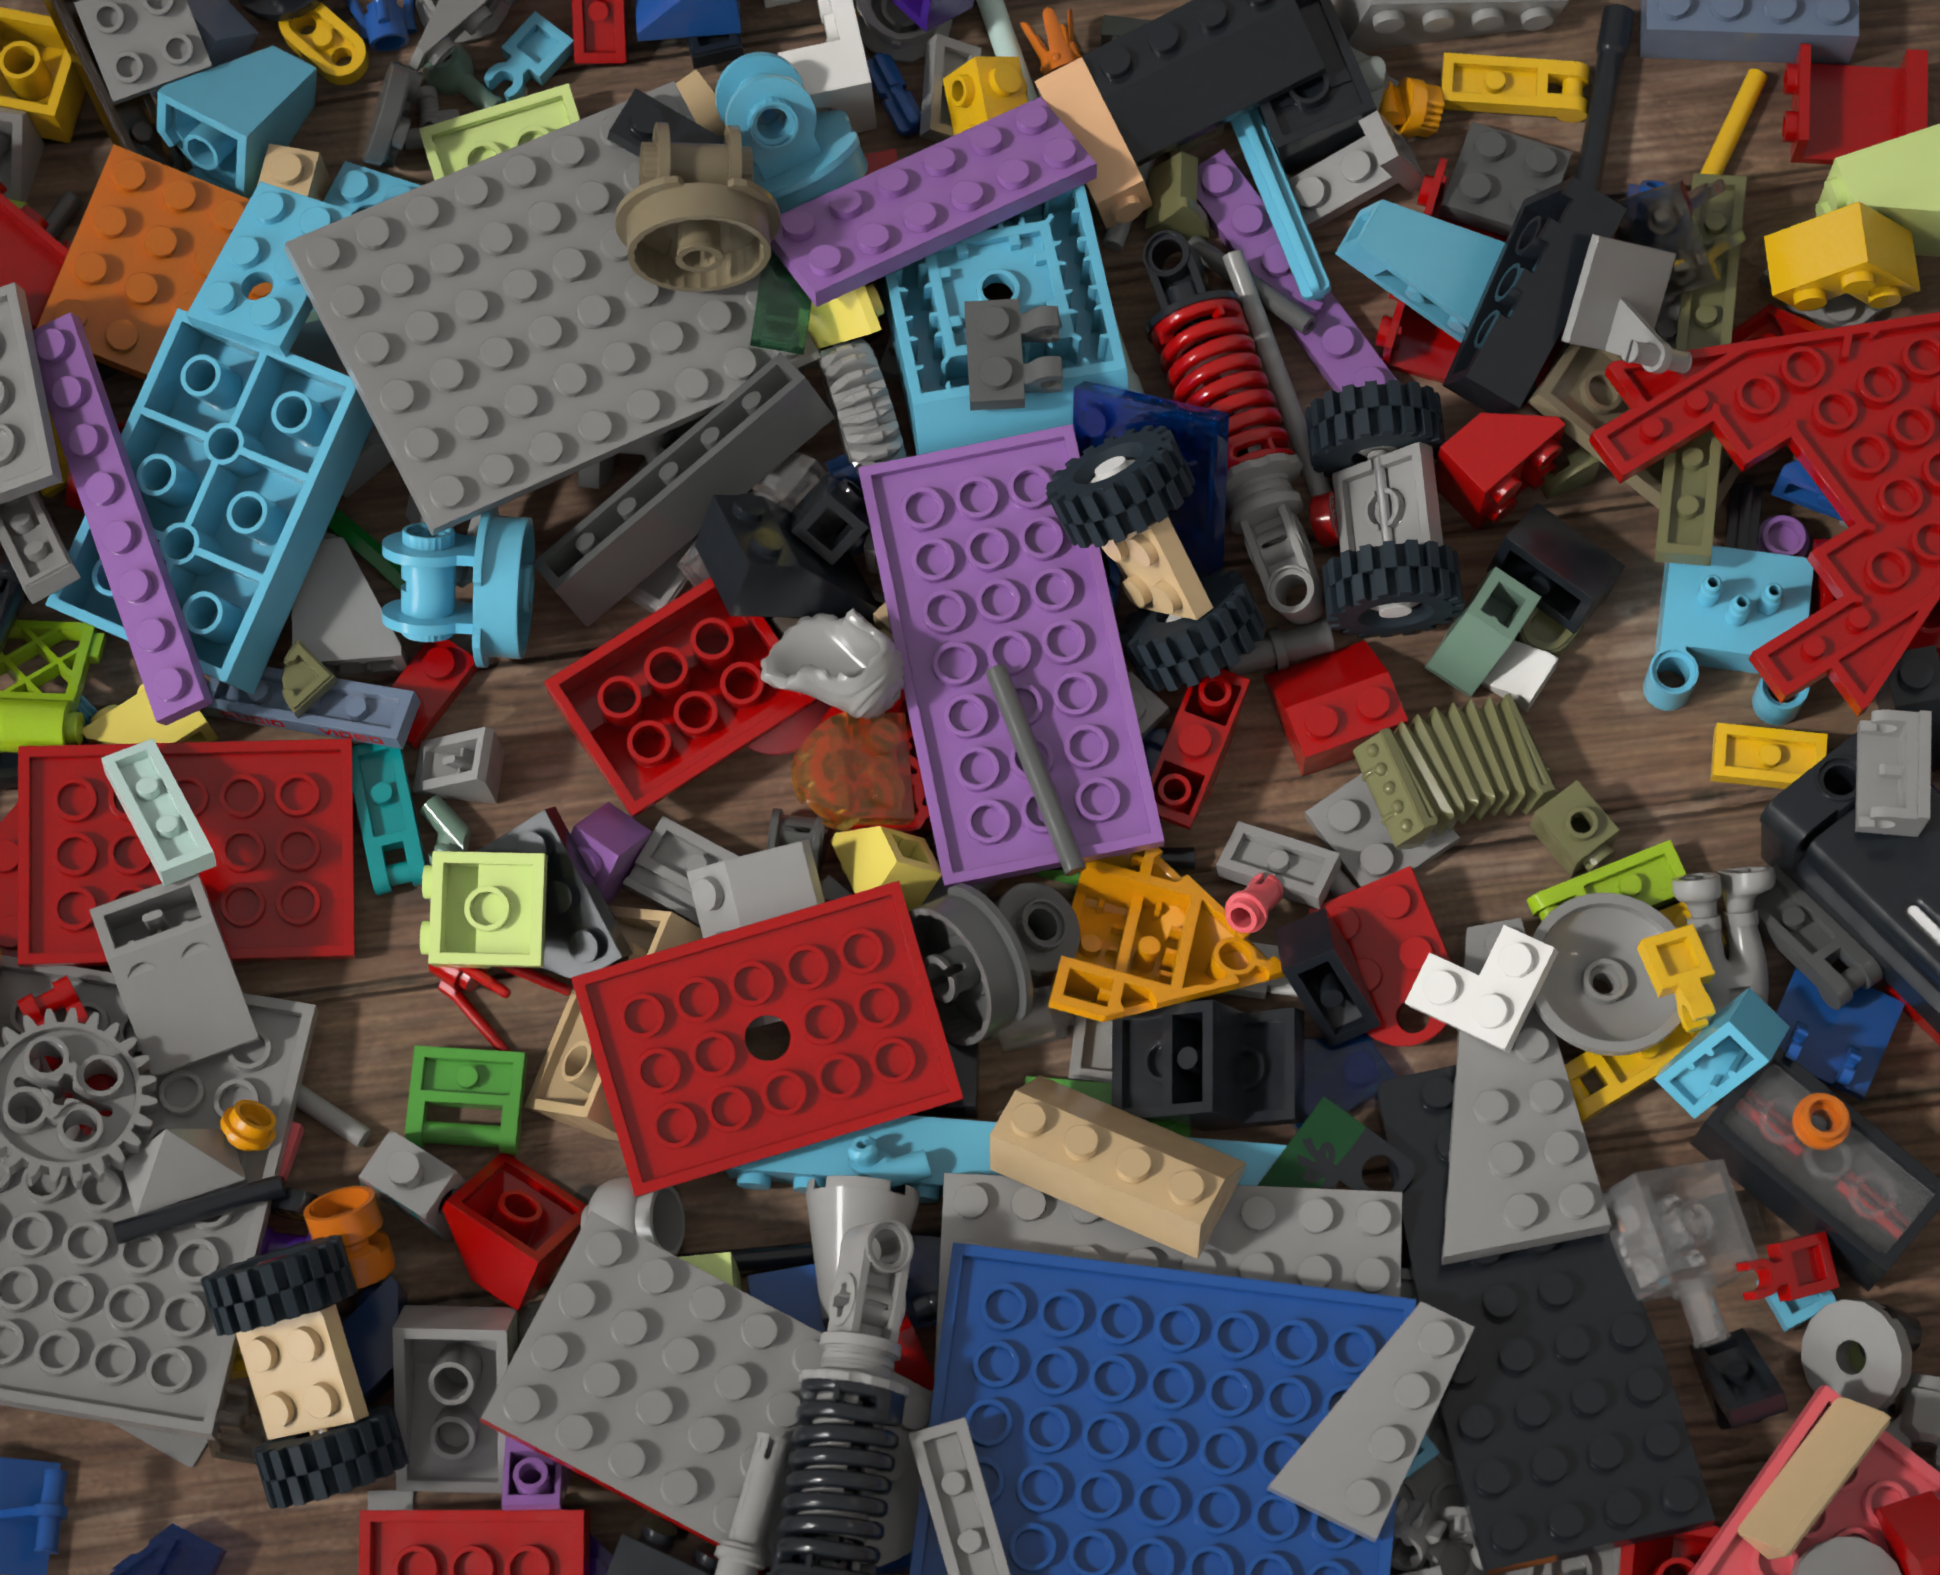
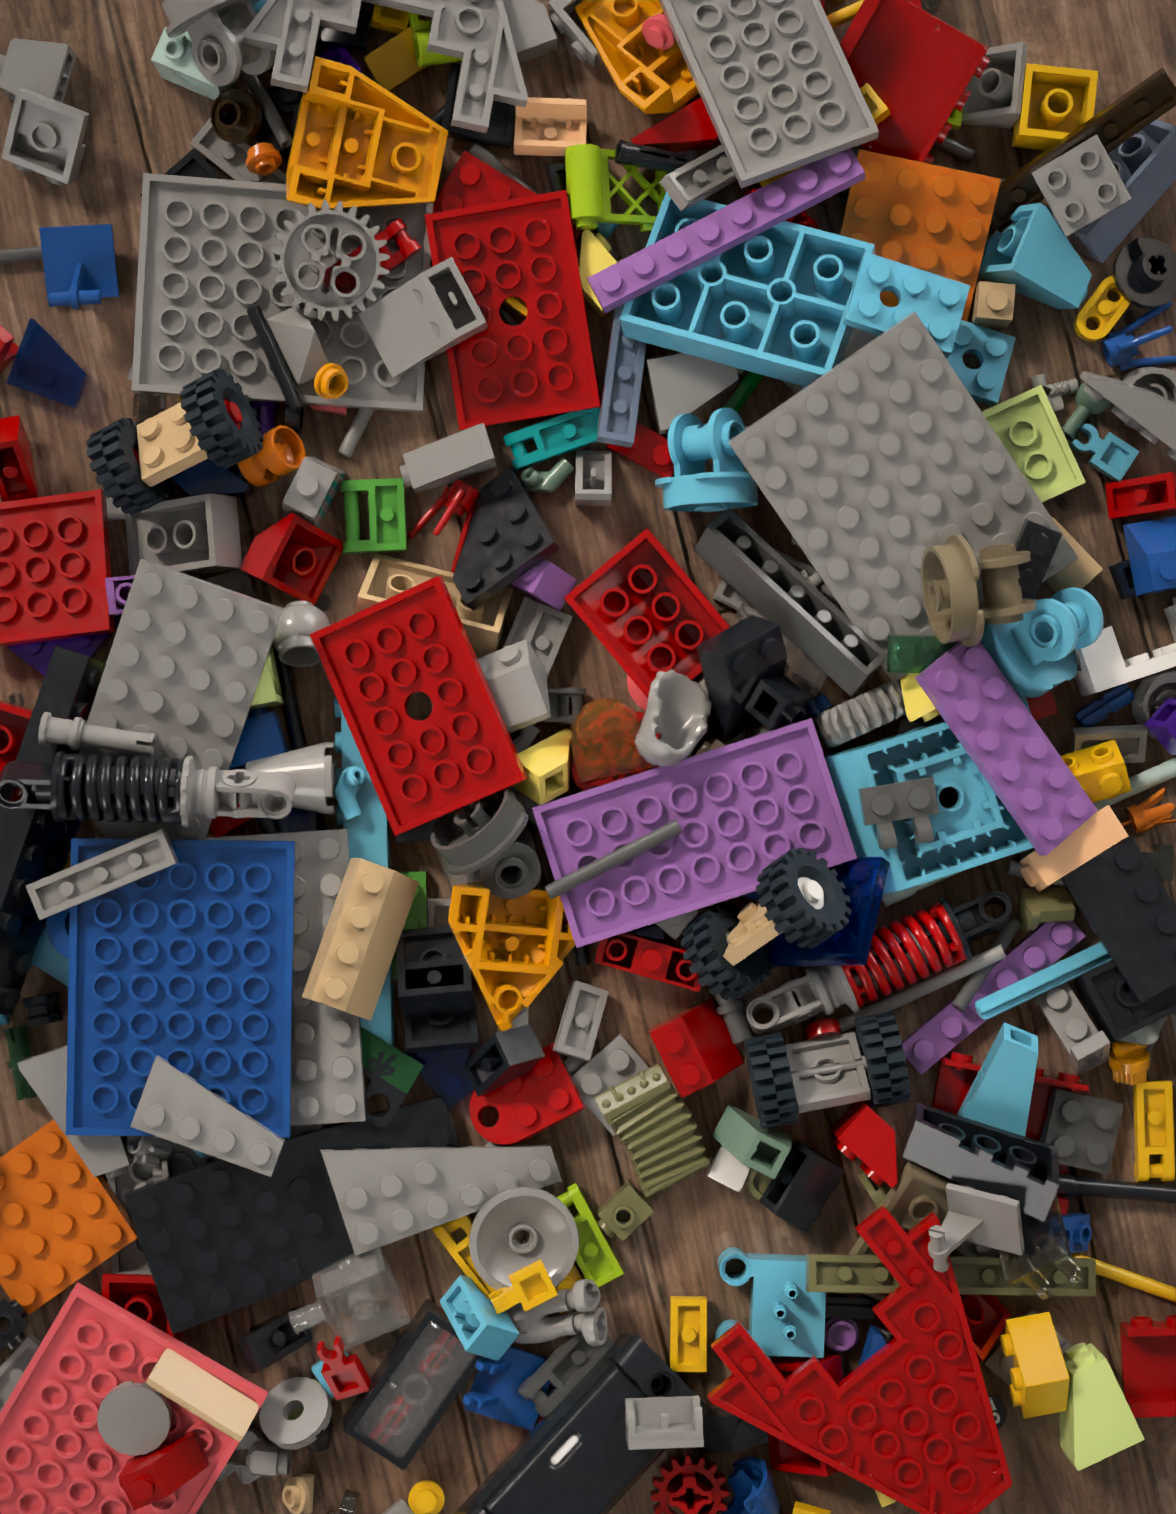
camera: 75 degrees right, 15 degrees up
(158, 812) = (525, 290): light aqua plate -> none
(304, 679) = (635, 369): olive tile -> none
(389, 119) = (1035, 362): dark grey tile -> none
(395, 969) = (449, 459): none -> light grey slope
(485, 909) = (484, 512): yellowish green plate -> none
(1249, 908) = (540, 1006): coral pin -> none
(1490, 1003) = (493, 1167): white plate -> none
(1831, 1110) = (439, 1395): orange plate -> none

